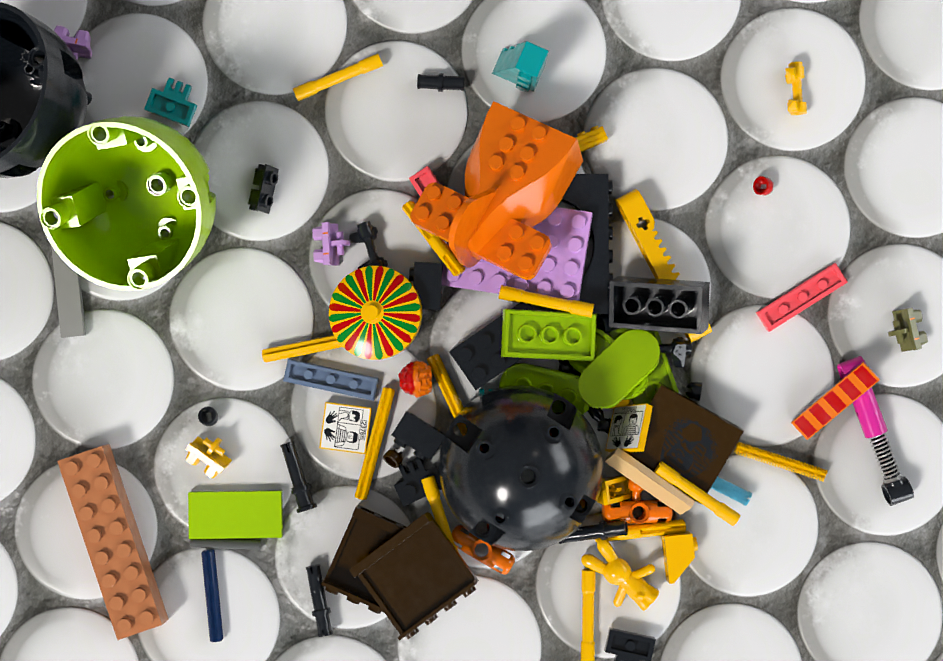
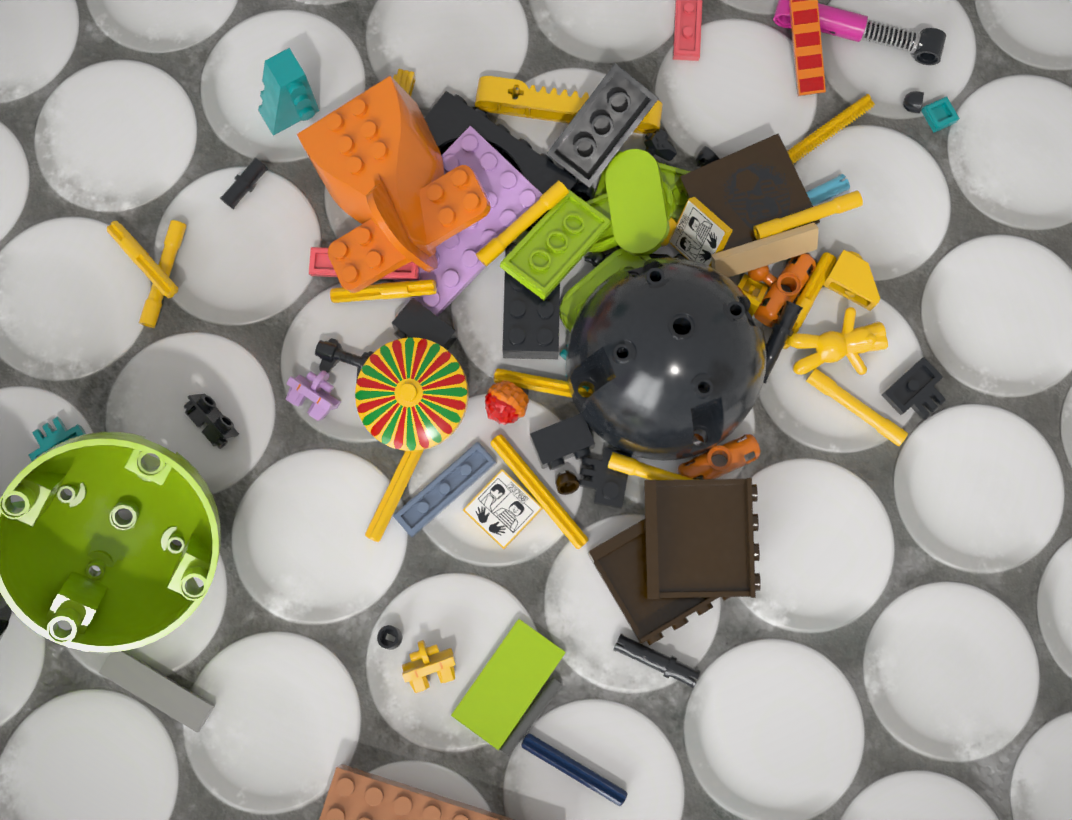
camera: 55 degrees left, 10 degrees down
(300, 487) = (530, 596): black pin -> none
(336, 57) = (142, 259): none -> yellow axle
(846, 507) = (913, 101): none -> black hinge
(850, 532) = (940, 114): none -> teal tile

